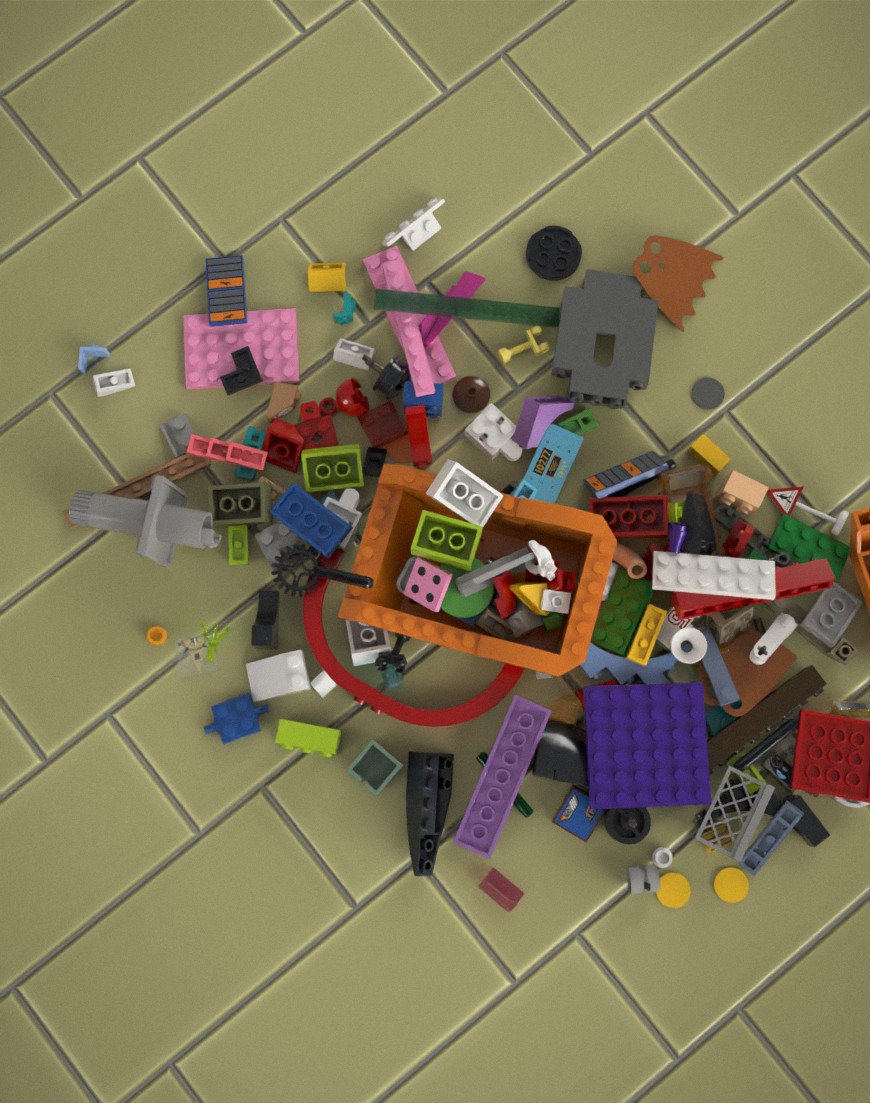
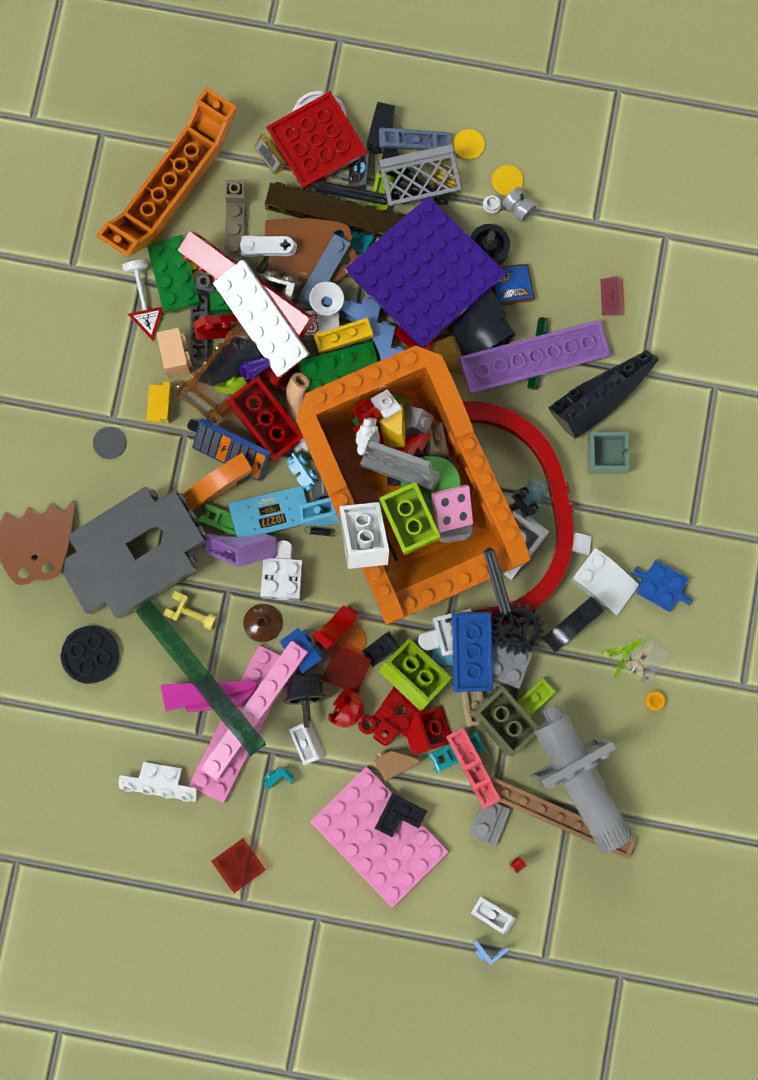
camera: 135 degrees left, 0 degrees up
(131, 425) = (517, 864): none -> red bar
(226, 291) = (342, 890): tile -> none
(308, 234) = (238, 865): none -> clear red plate
(308, 738) = (629, 517): lime brick -> none
(326, 277) = (261, 819): yellow panel -> none
(607, 442) = (217, 482): none -> orange slope
(831, 614) = (213, 219): light grey tile -> none

